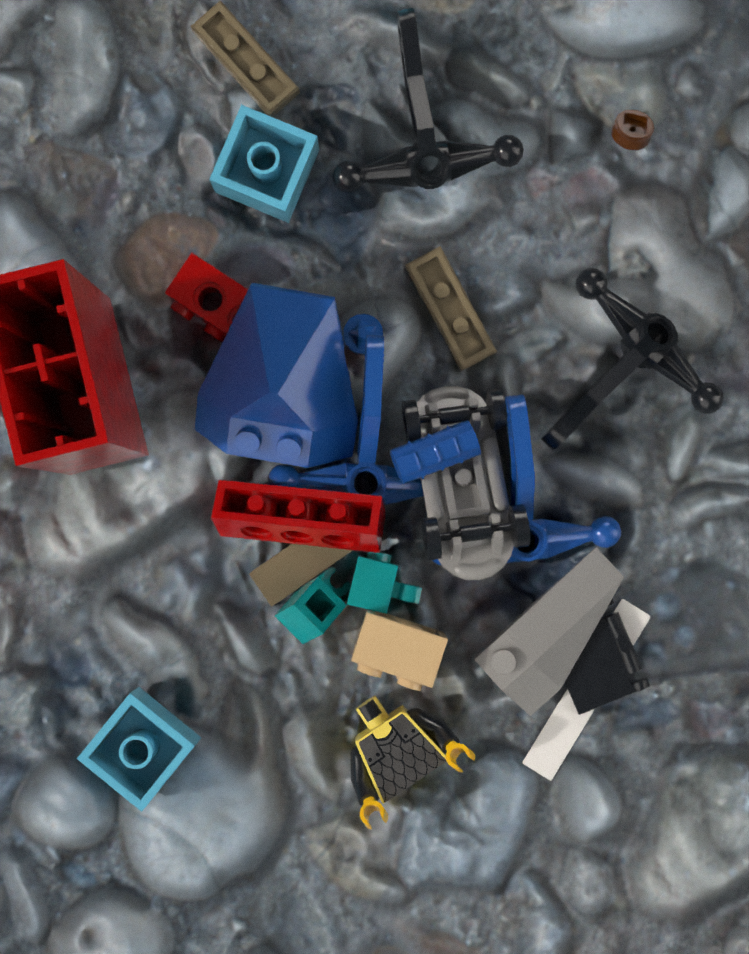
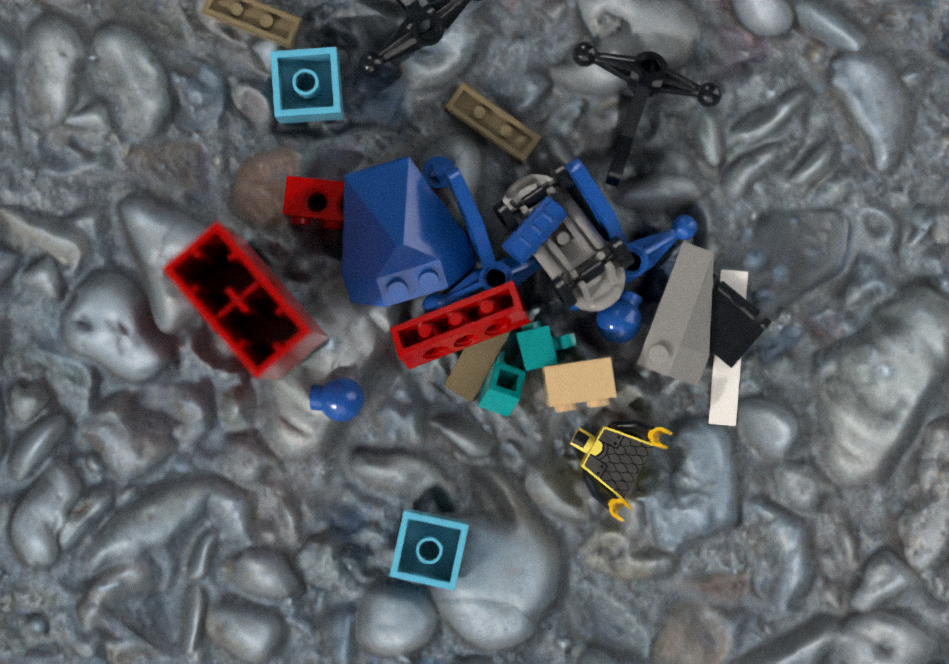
camera: 25 degrees left, 0 degrees up
(123, 528) = (338, 399): none -> blue piece
(483, 601) = (621, 320): none -> blue piece

